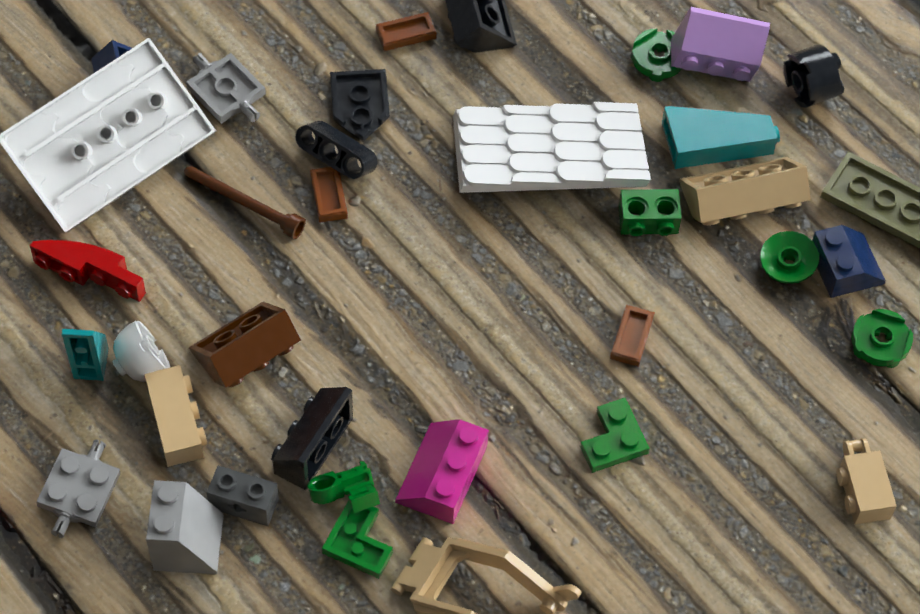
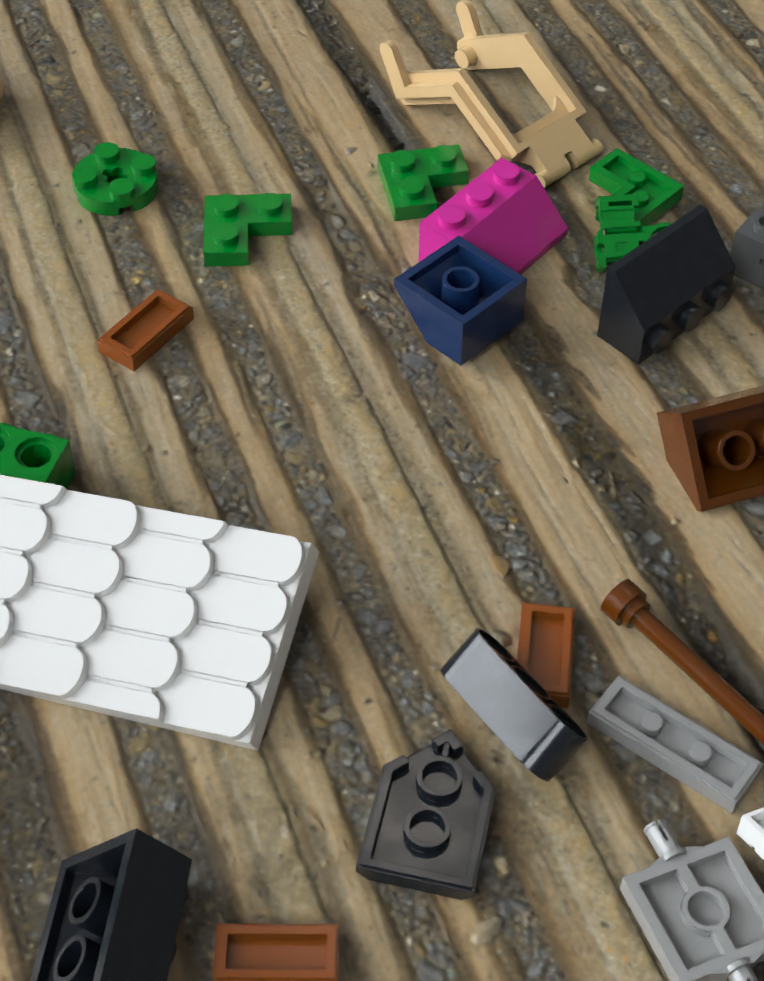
camera: 160 degrees left, 10 degrees down
(253, 166) = (675, 744): none -> light grey tile
(441, 386) = (462, 299): none -> dark blue slope
(520, 517) = (413, 174): none -> green plate
(719, 435) = (131, 178): none -> green plate

